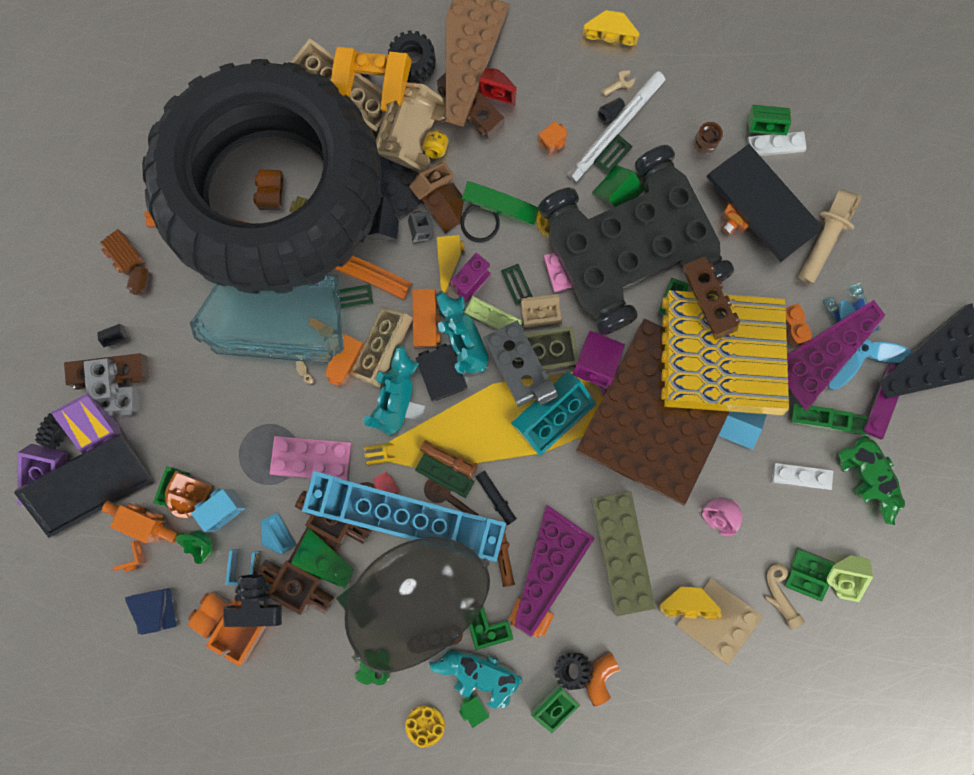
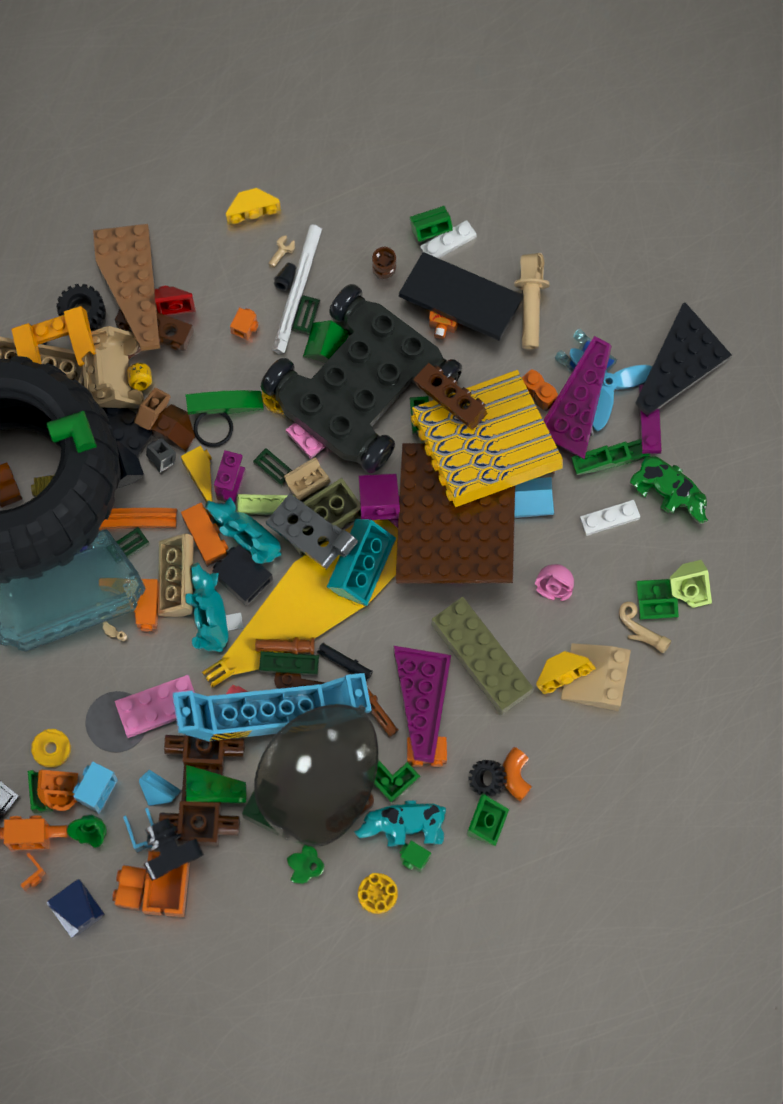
camera: 30 degrees left, 10 degrees down
(211, 455) = (54, 759): none -> yellow tile
(335, 169) = (73, 426): none -> green brick

